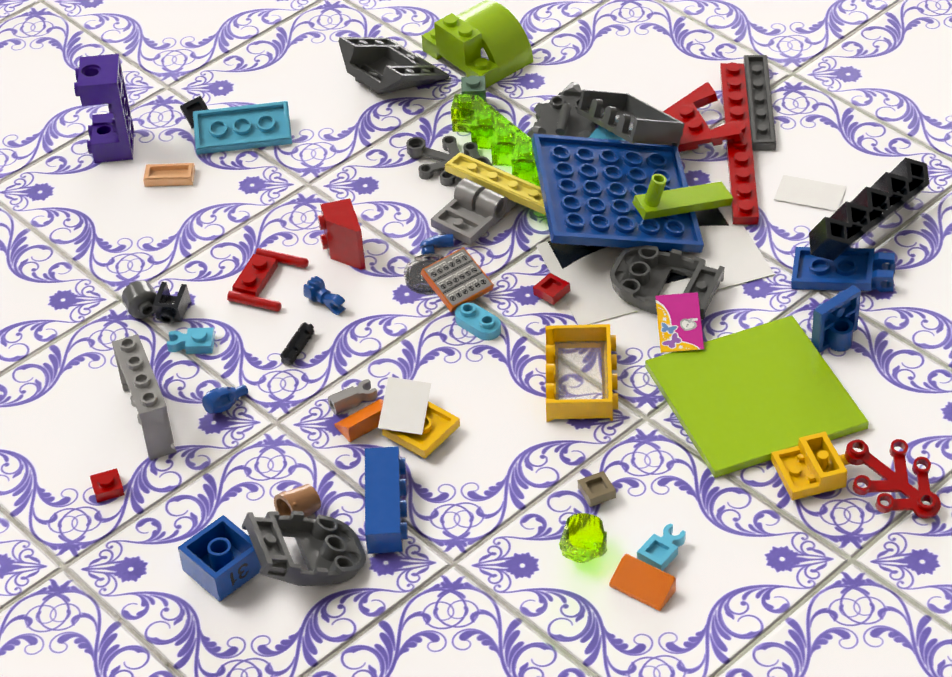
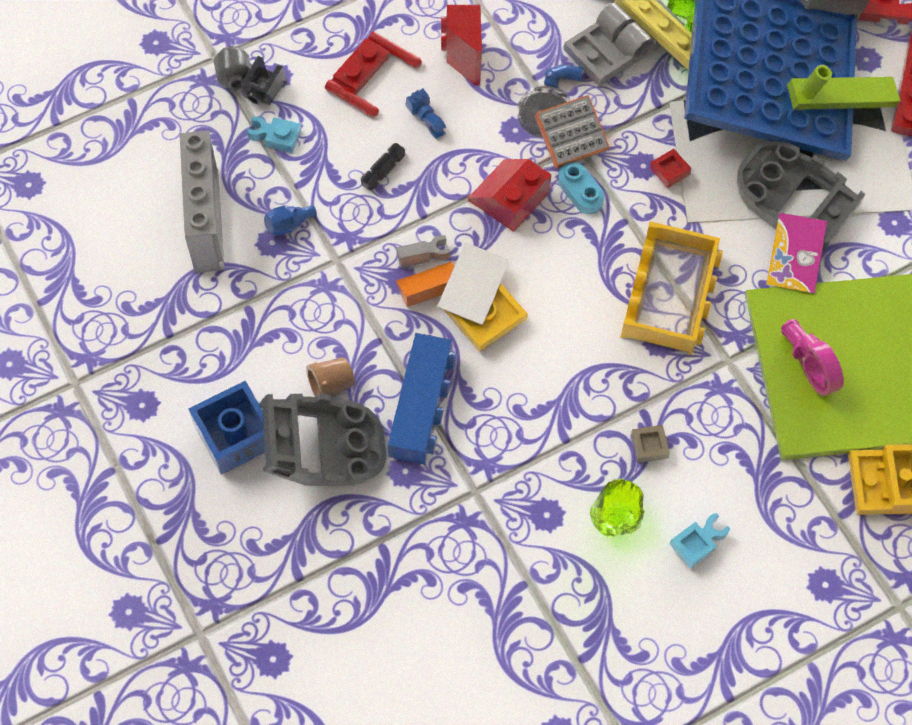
camera: 10 degrees right, 20 degrees up
(107, 485) = (142, 294): red plate -> none
(419, 335) = (512, 191): none -> red slope
(643, 582) = (667, 578): orange slope -> none
(714, 386) = (816, 357): none -> dark pink pin

